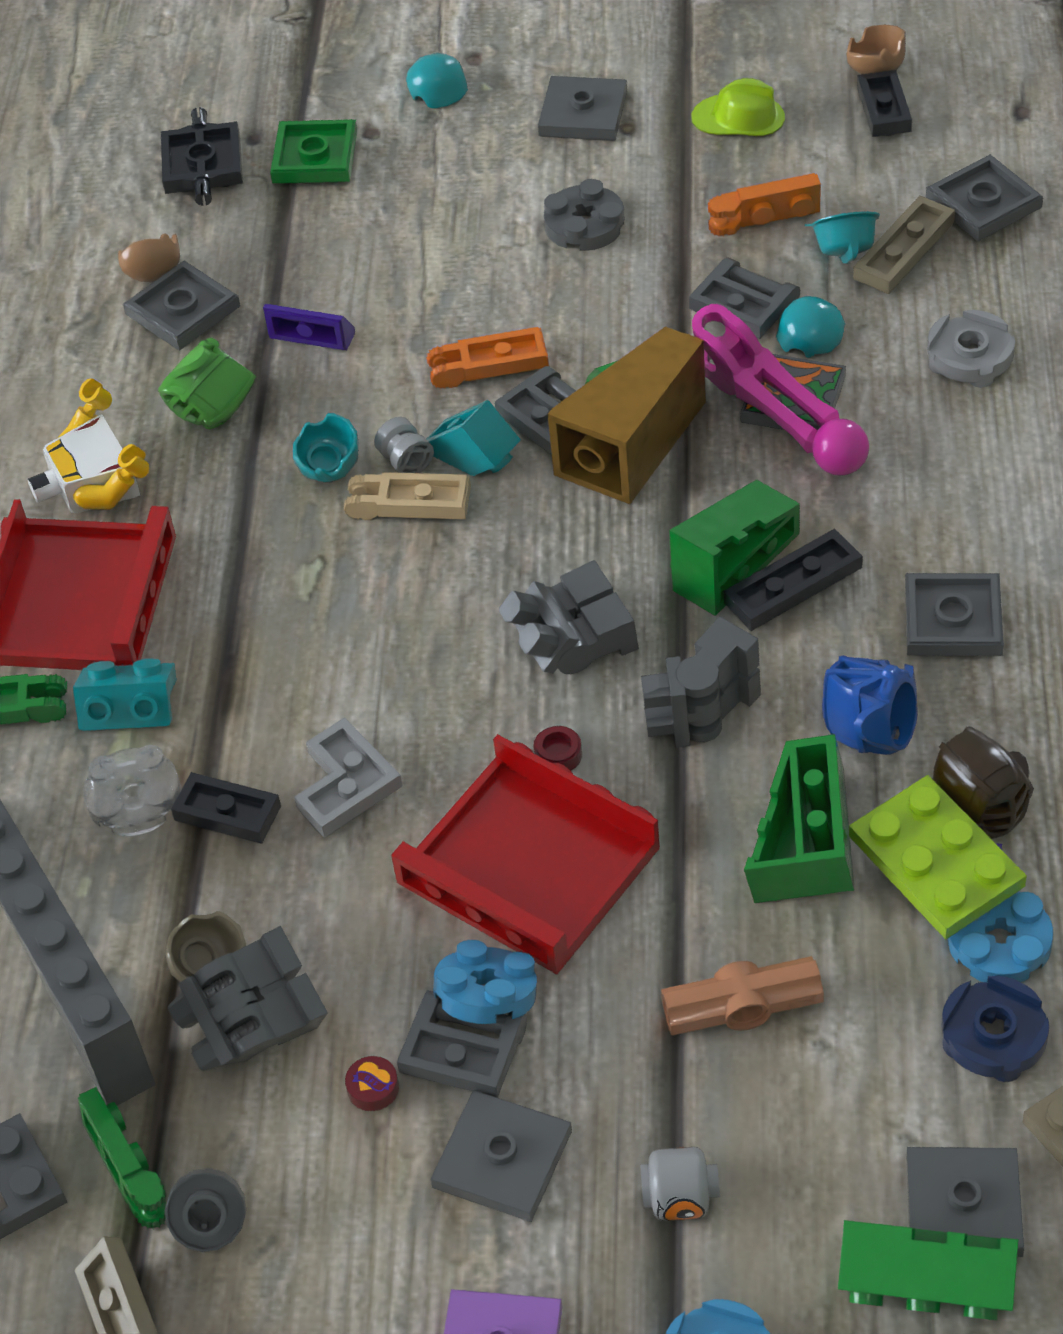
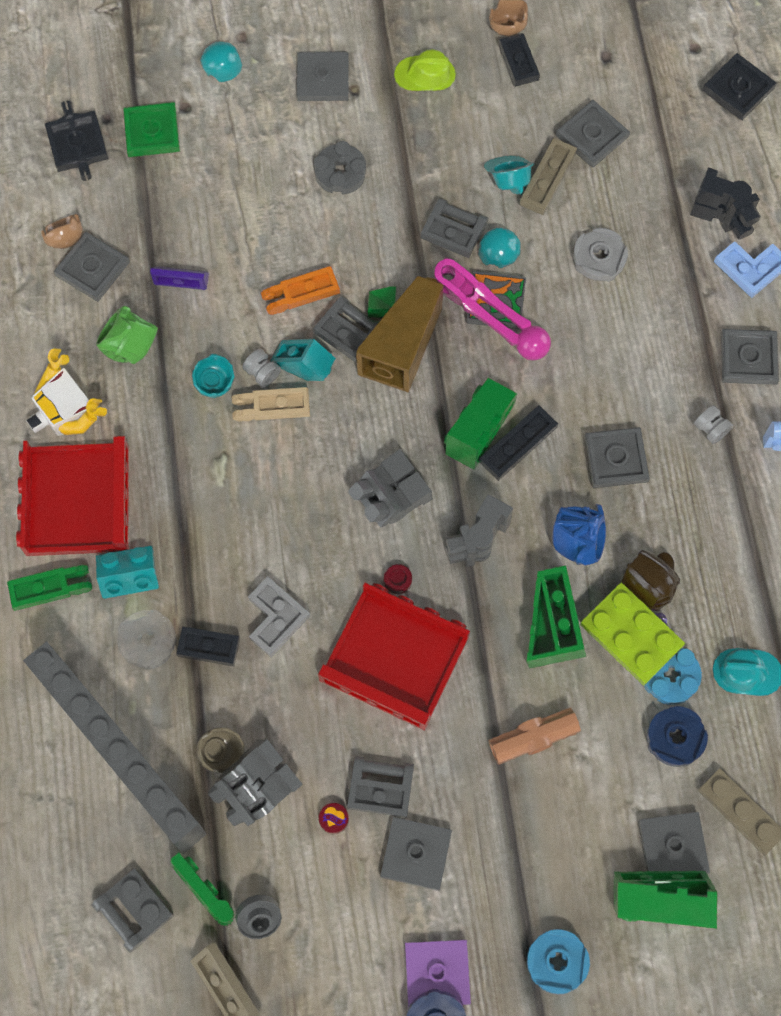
camera: 15 degrees left, 20 degrees up
(507, 980) = (388, 734): dark azure plate -> none
(679, 1183) = (519, 860): light grey head -> none
(764, 204) = (456, 152): orange hinge -> none

